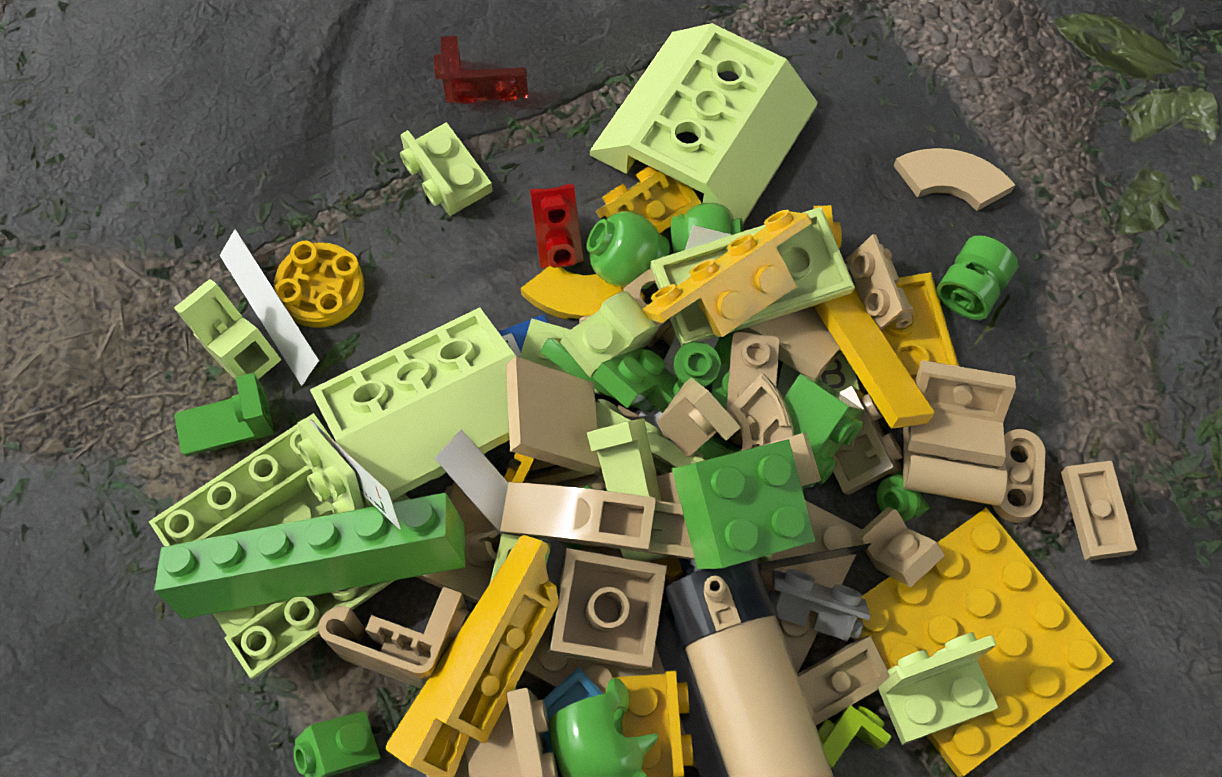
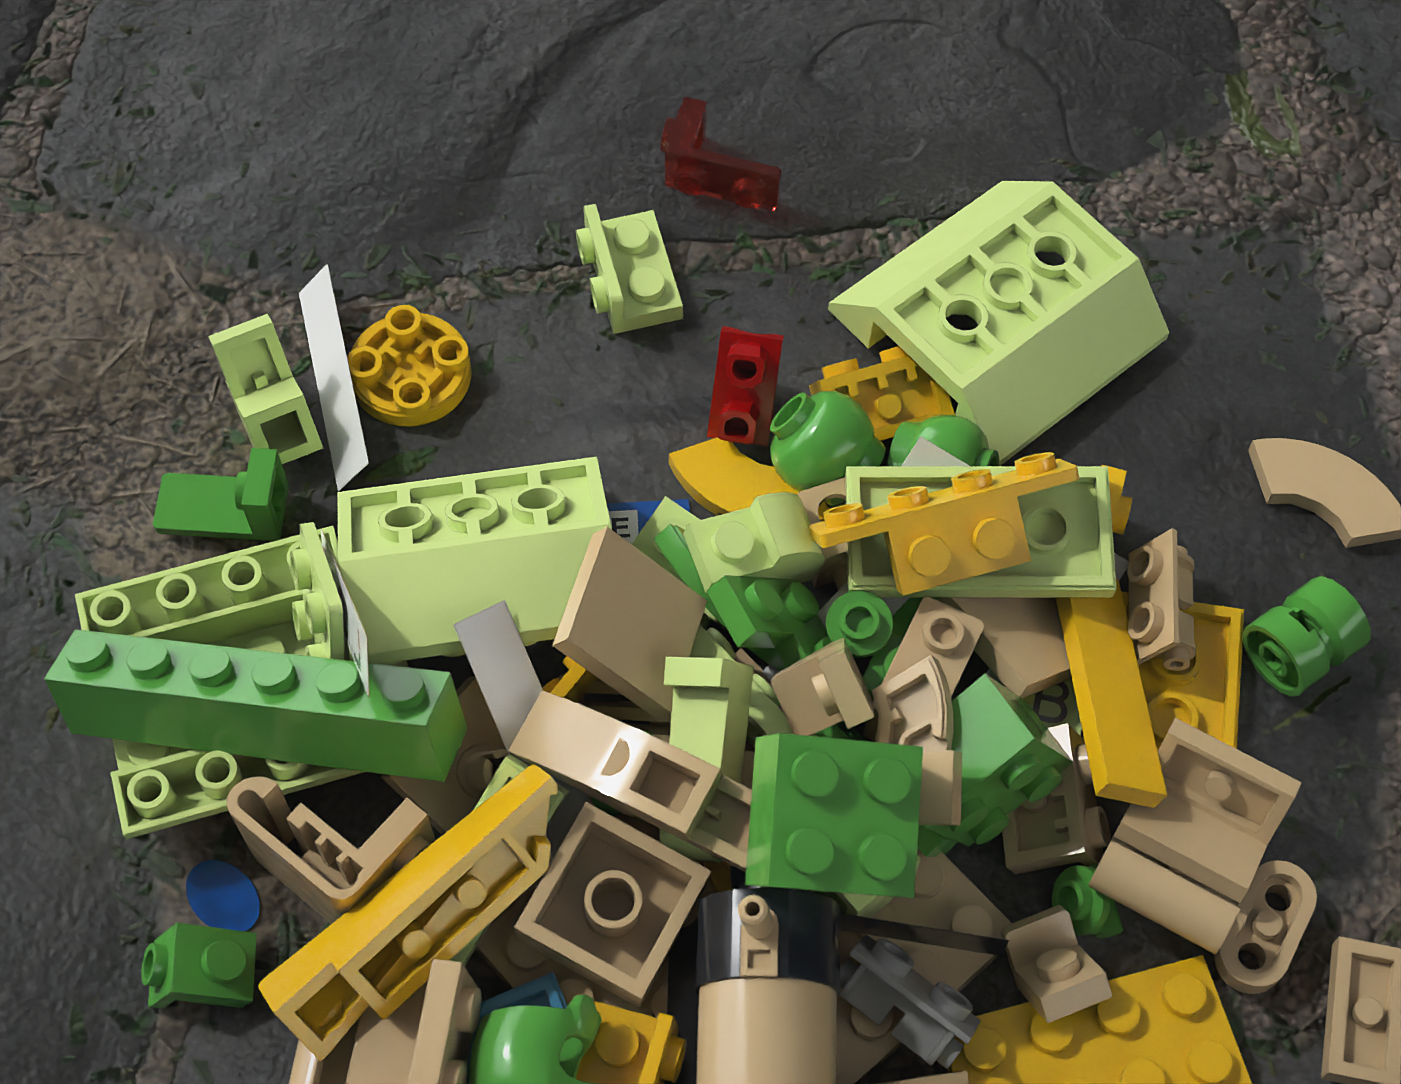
camera: 20 degrees right, 5 degrees down
(330, 693) = (222, 896): none -> clear blue sticker

